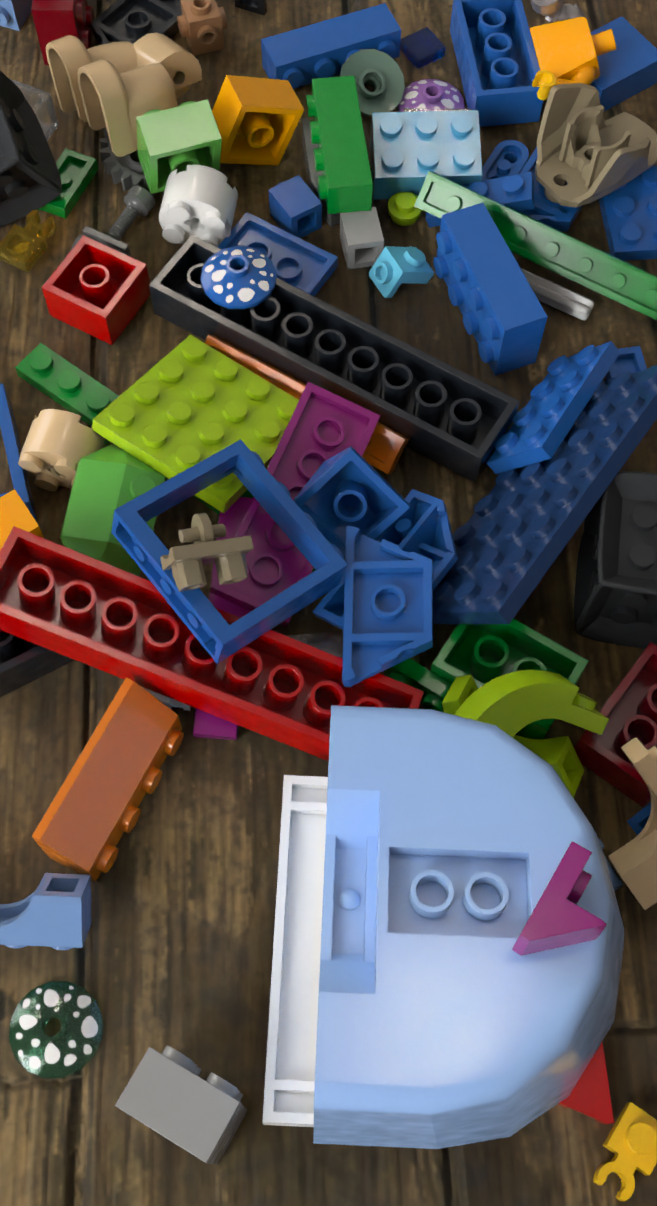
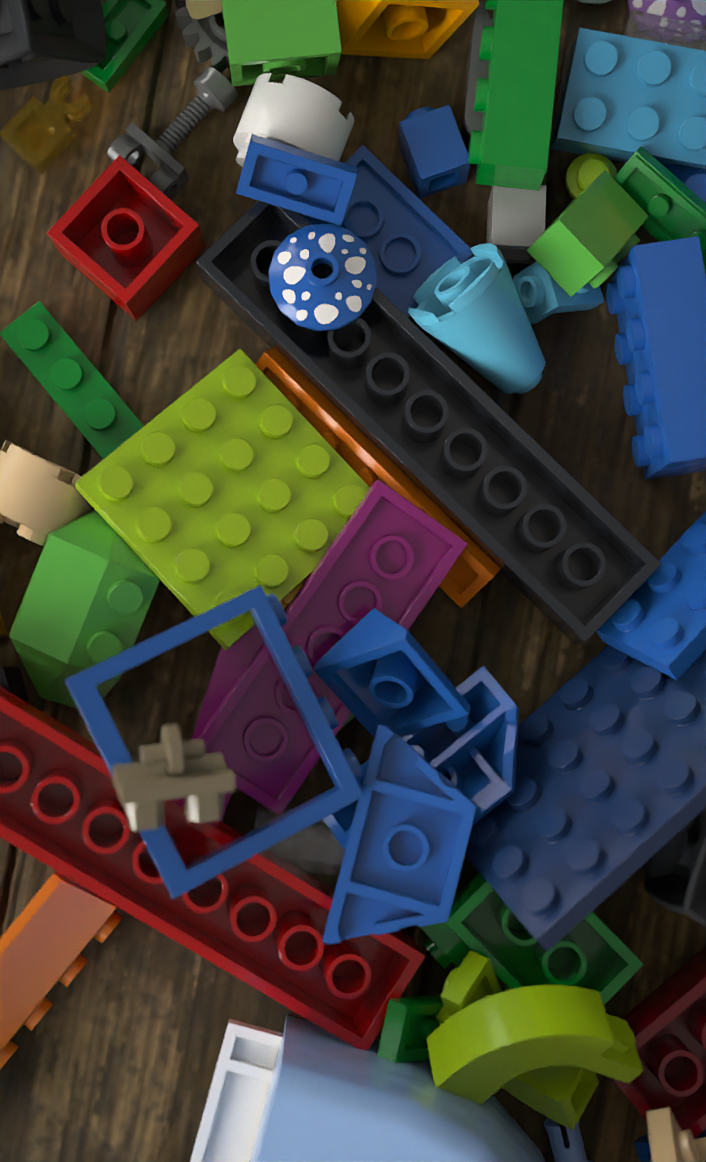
camera: 10 degrees right, 20 degrees up
(208, 221) = (296, 180): none -> blue plate
(356, 287) = (481, 319): none -> medium azure cone
(410, 225) = (590, 236): none -> bright green brick

